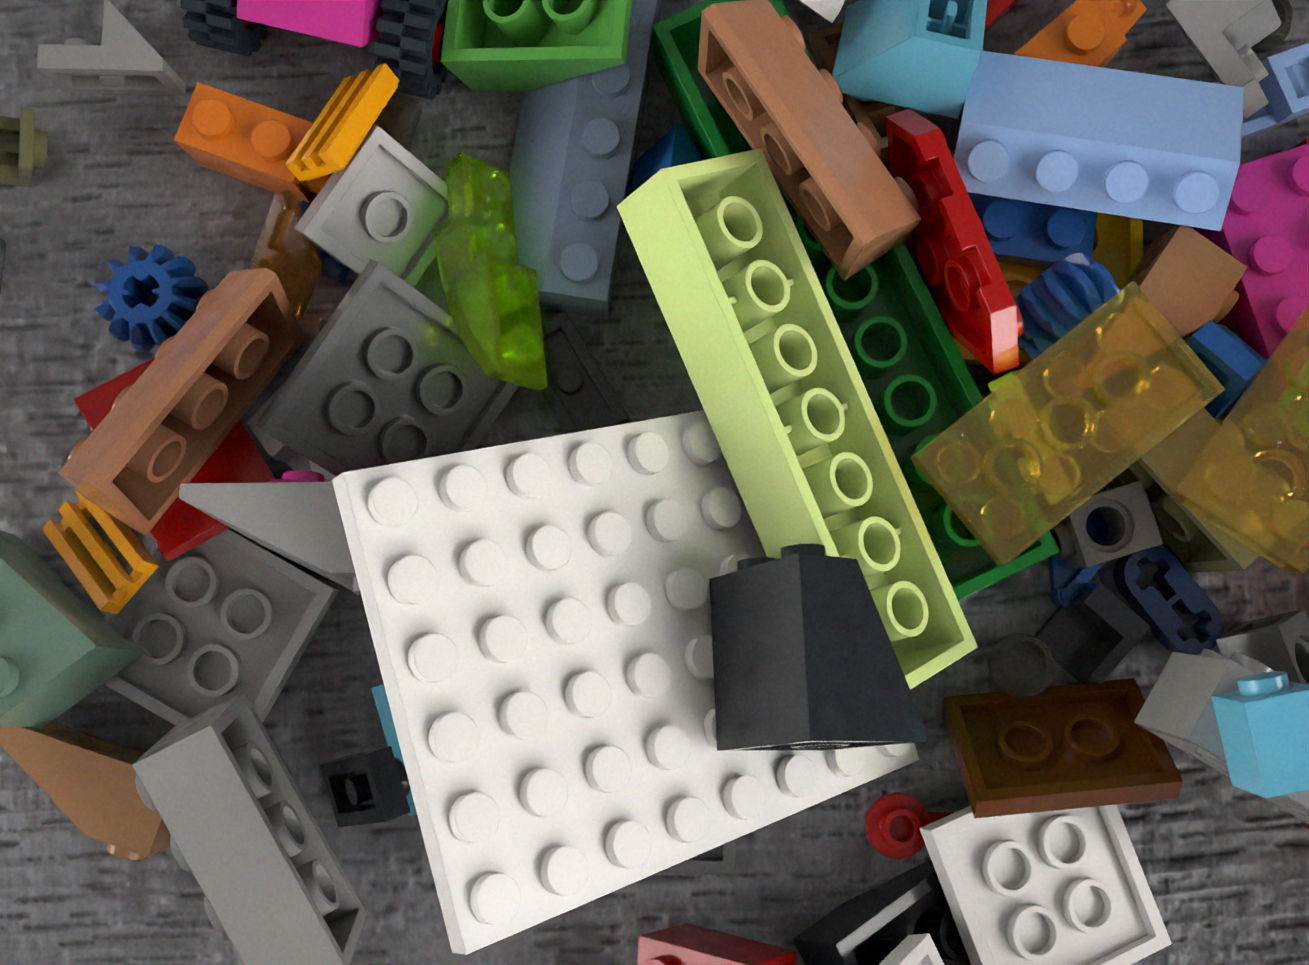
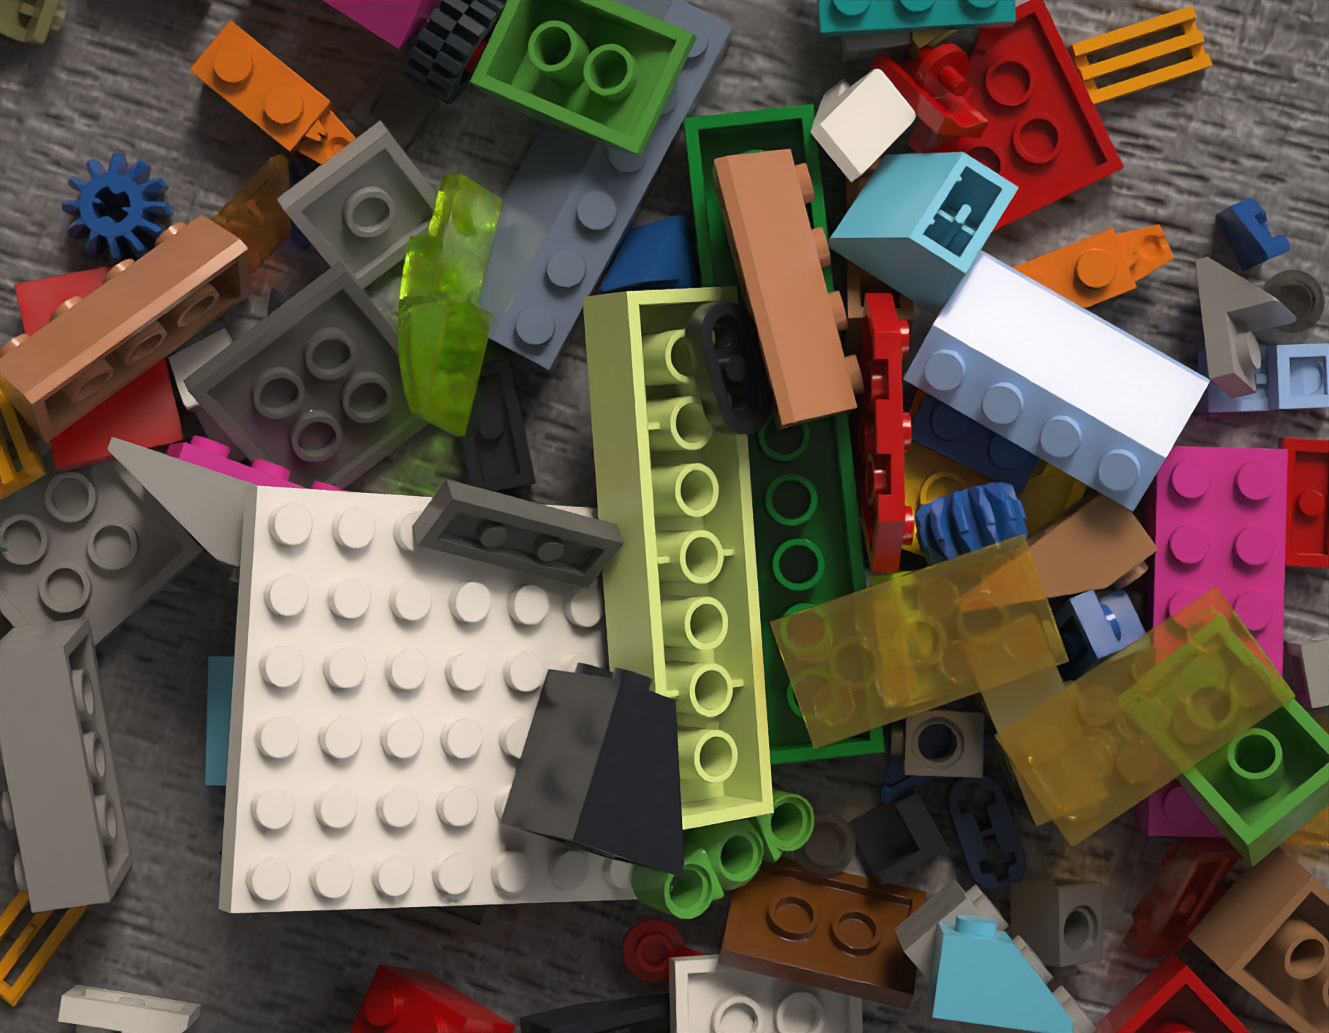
camera: 20 degrees right, 5 degrees up
(343, 123) = (356, 113): light orange tile -> none
(367, 787) = (174, 745): black plate -> none
(631, 446) = (517, 534): none -> dark grey plate
(785, 218) = (727, 367): none -> black plate
(948, 710) = (747, 844): none -> bright green piece

